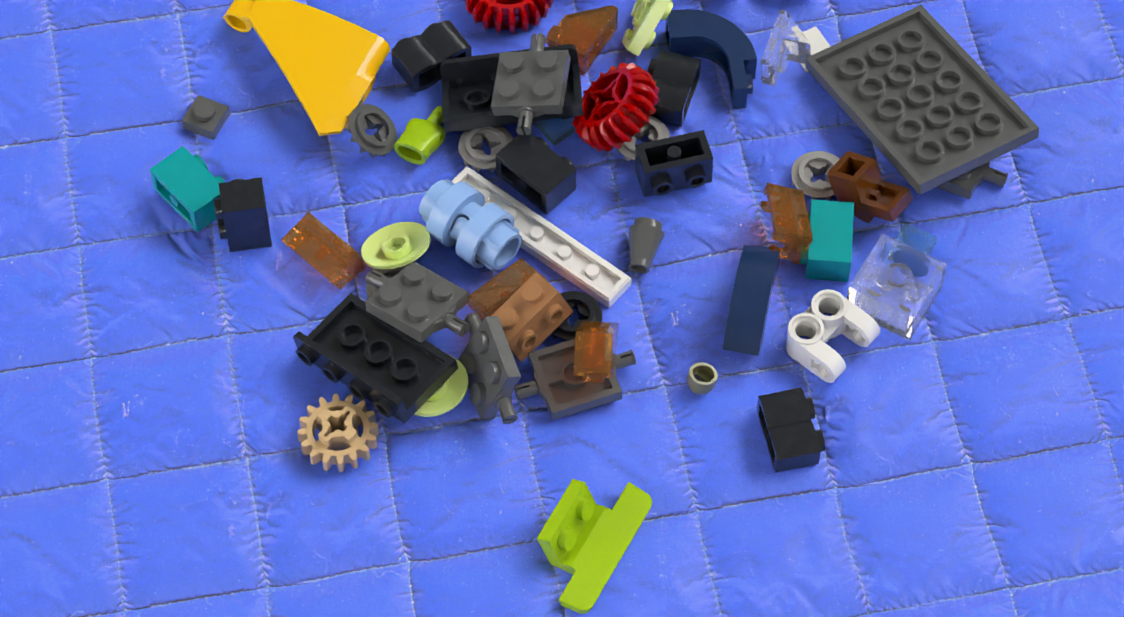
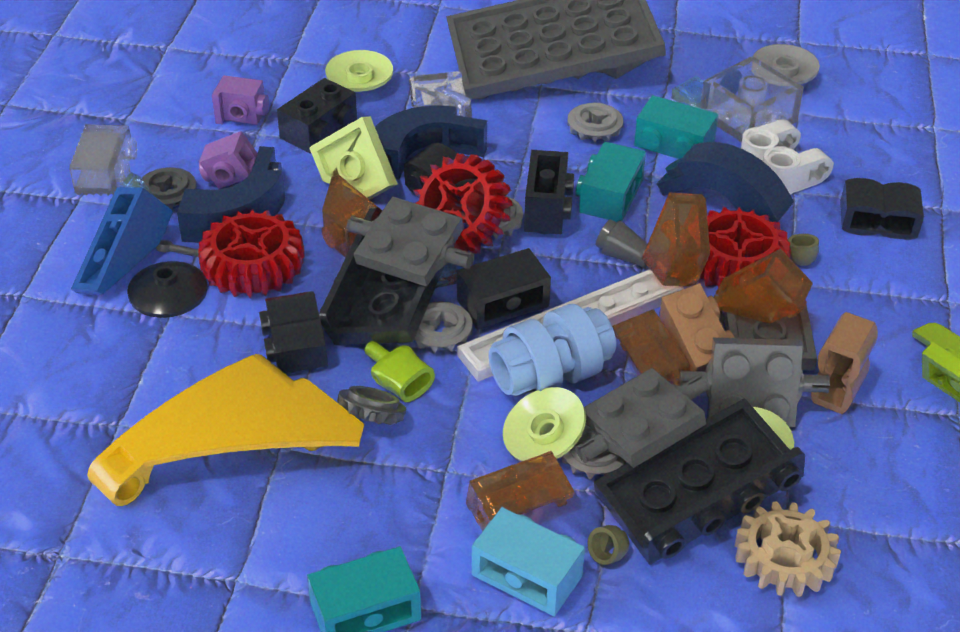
camera: 70 degrees left, 15 degrees down
(205, 117) = (247, 564): dark grey plate -> none
(243, 214) = (441, 541): black brick -> none
(258, 272) = (528, 561): none -> medium azure brick
(303, 321) = (603, 540): none -> olive hinge
(541, 426) = (845, 361): none -> medium nougat brick
(632, 273) = (679, 241): none -> clear orange slope
(657, 340) = (738, 241): none -> red gear
(724, 211) = (611, 181): none -> teal brick
(788, 220) = (657, 138): clear orange hinge -> none
(859, 181) = (632, 90): reddish brown brick -> none
(995, 295) = (790, 61): none -> light grey dish

